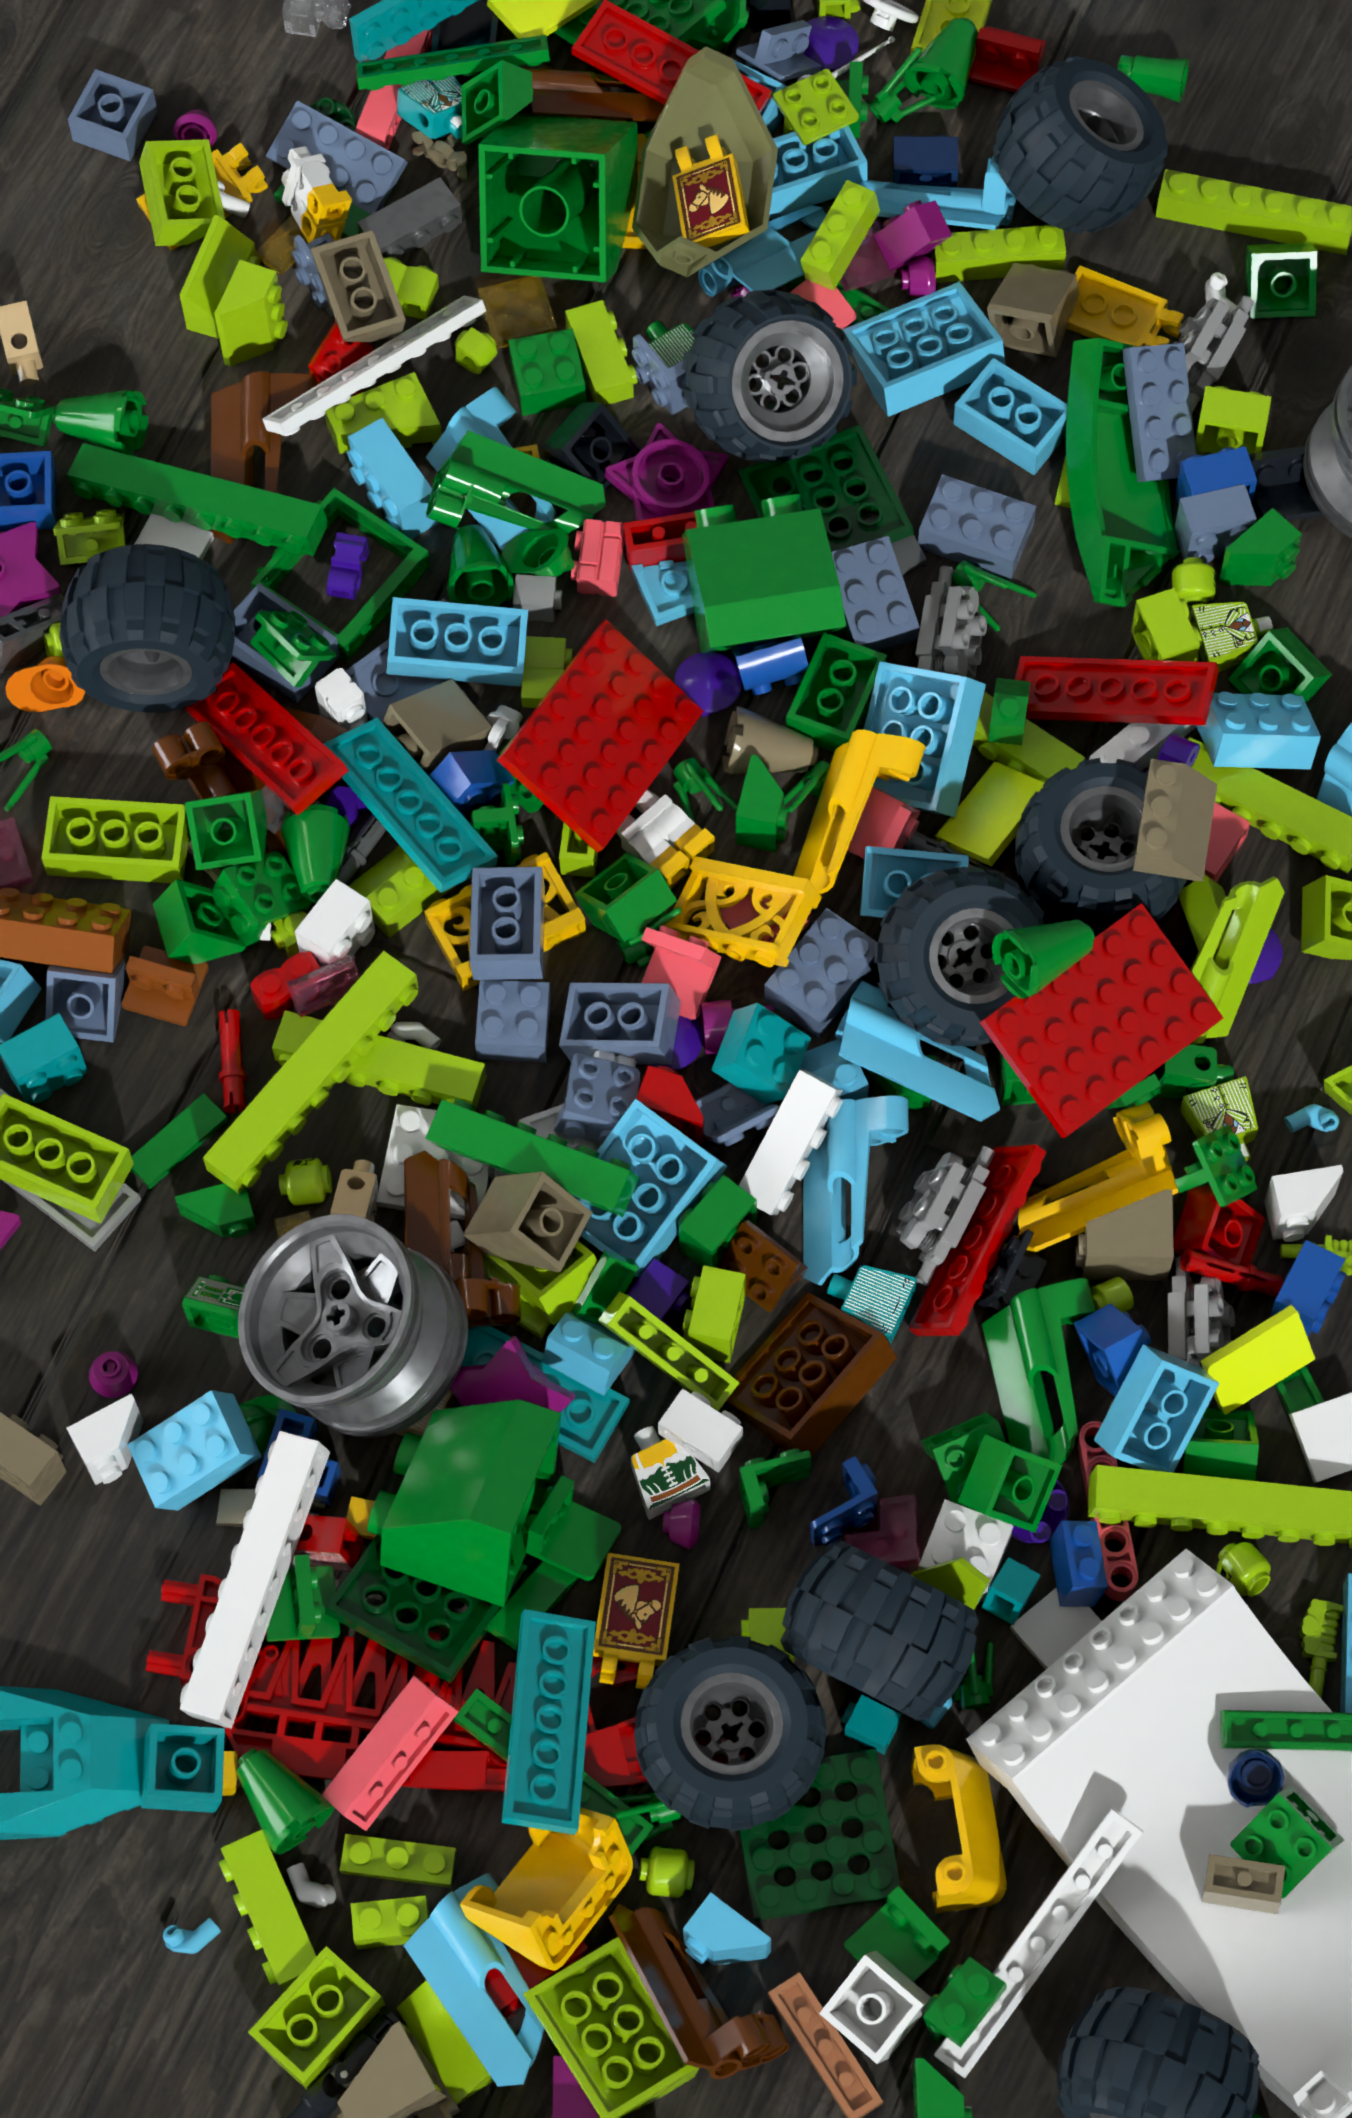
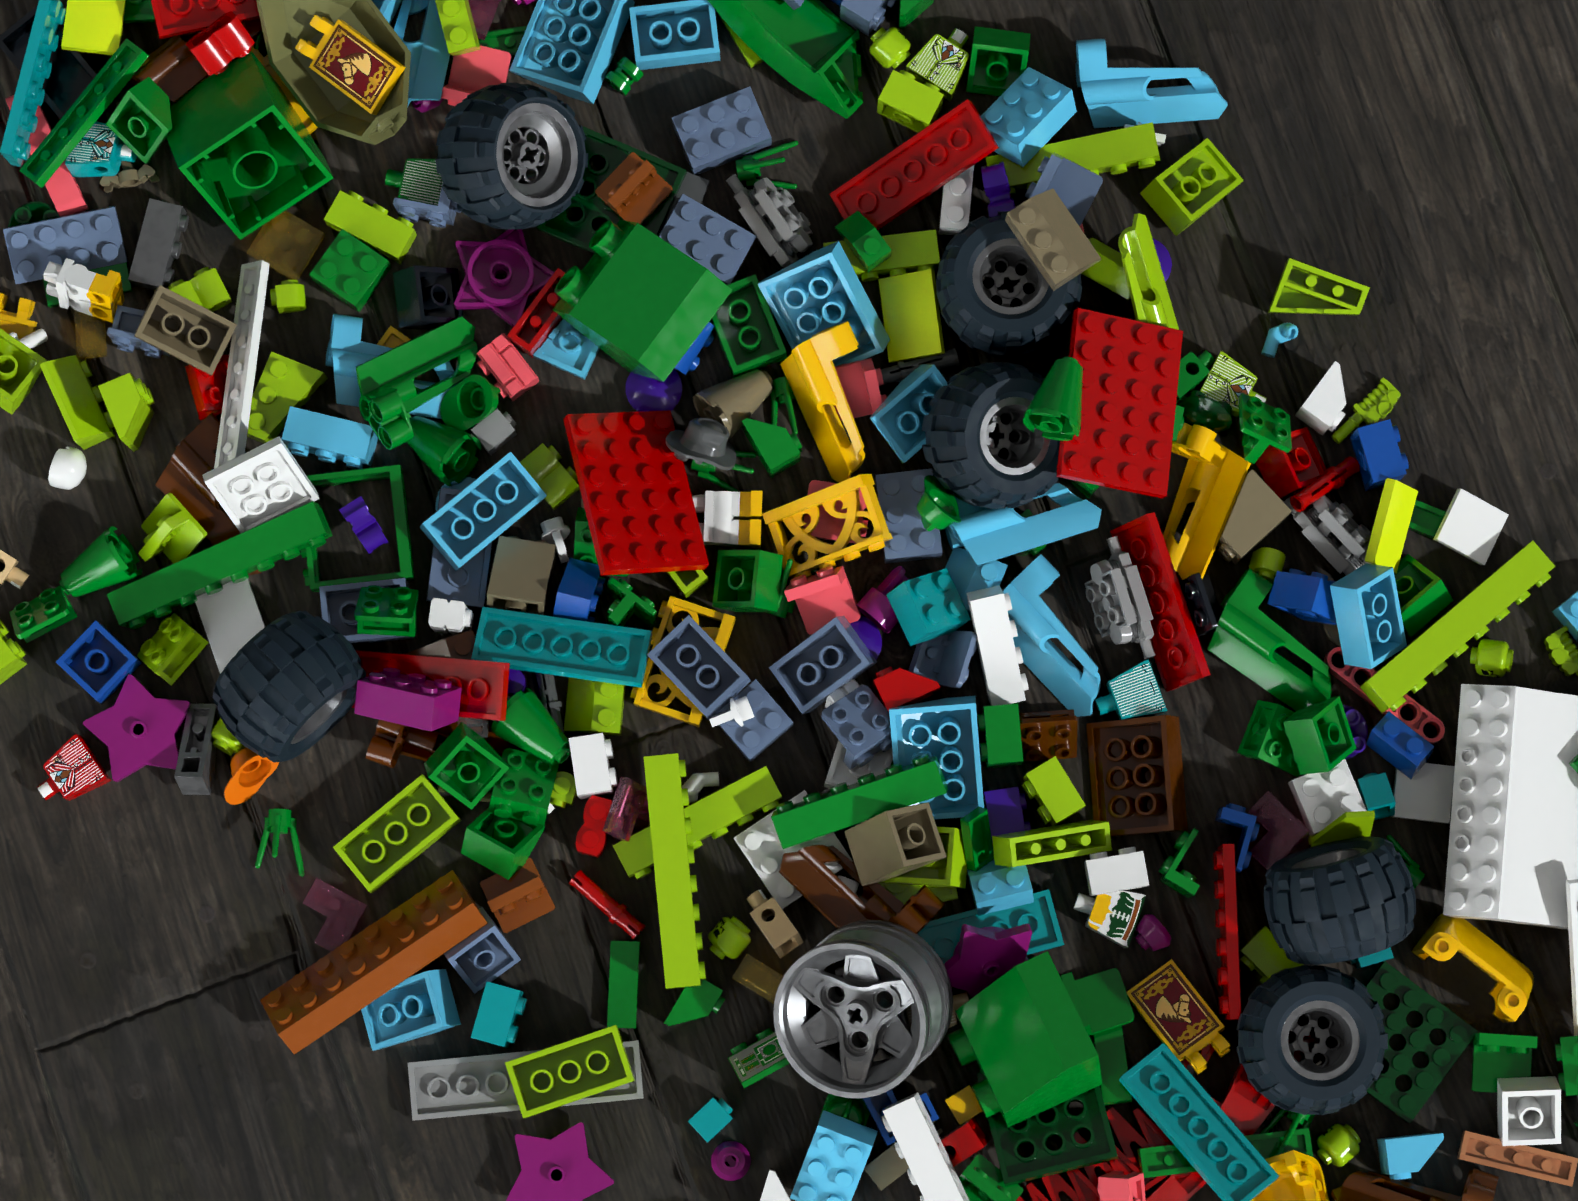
camera: 45 degrees left, 15 degrees up
(132, 1320) = (711, 1118): none -> teal brick
(155, 323) = (67, 468): none -> white hair
(185, 440) = (171, 531): none -> lime bracket
(232, 722) = (408, 699): none -> magenta piece
(292, 452) = (260, 485): none -> white plate
(504, 987) = (739, 710): none -> white piece
(616, 94) = (220, 44): none -> red brick
(703, 746) = (704, 442): none -> dark grey hat
(763, 1570) = (1226, 919): none -> red plate
(851, 504) = (634, 189): none -> dark orange bracket
(854, 971) = (937, 505): none -> green piece
(929, 418) = (624, 76): none -> green wheel
(1181, 1115) = (1206, 412): none -> dark green dish
(1238, 814) = (1070, 181): none -> sand blue bracket

